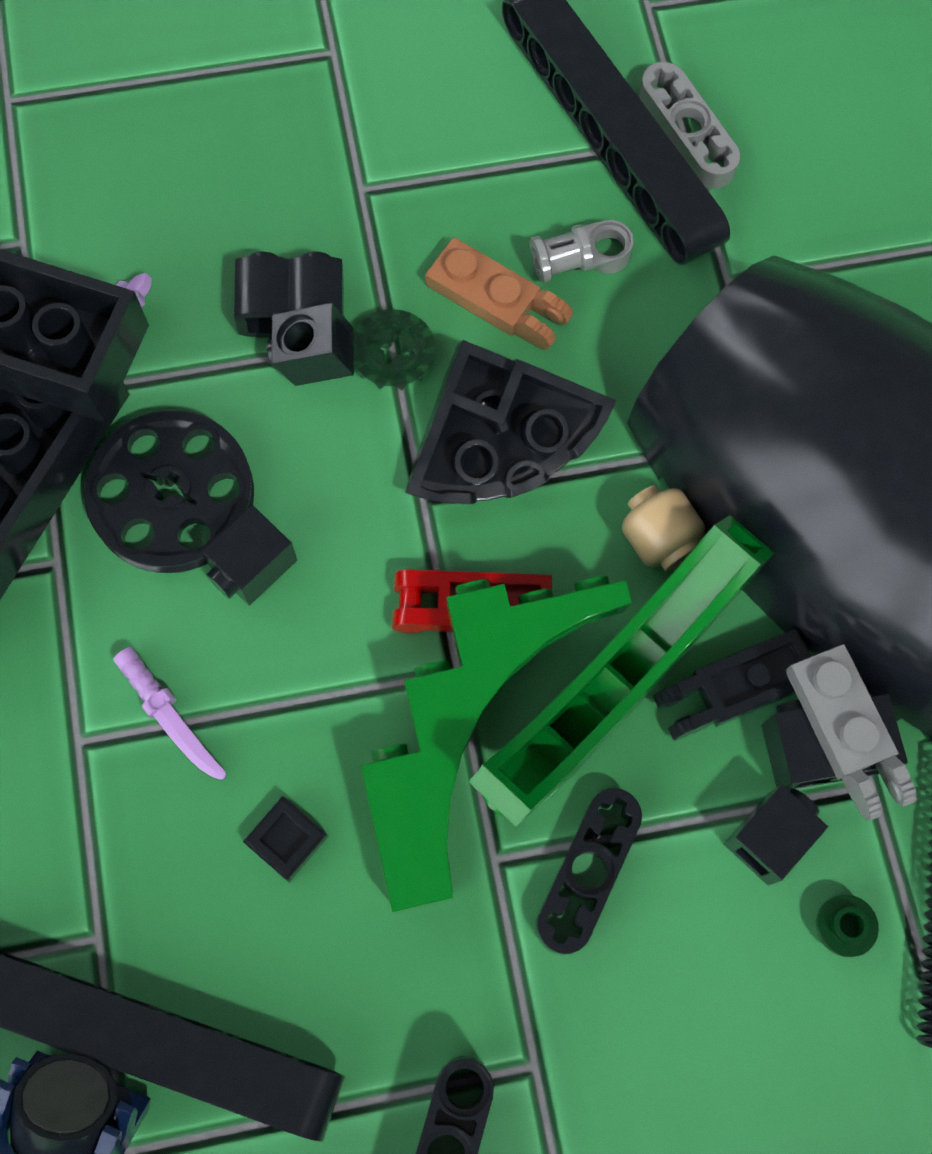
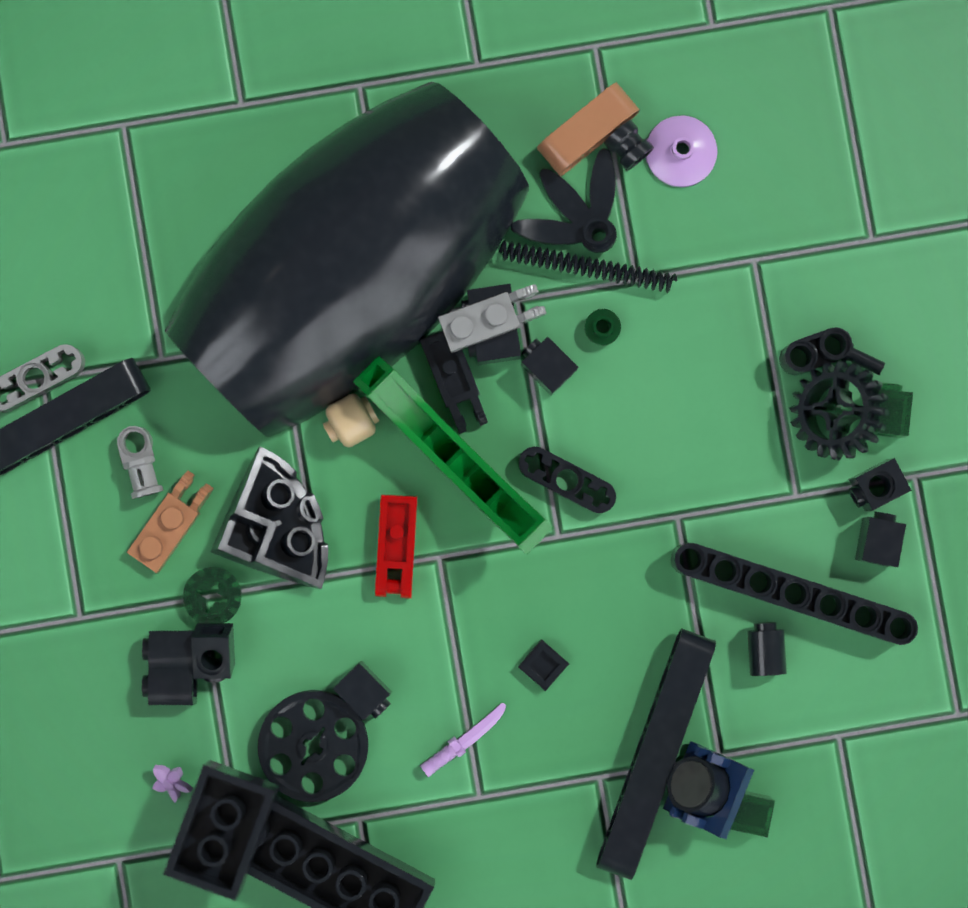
camera: 90 degrees left, 15 degrees up
(414, 790) = (430, 535): green arch -> none

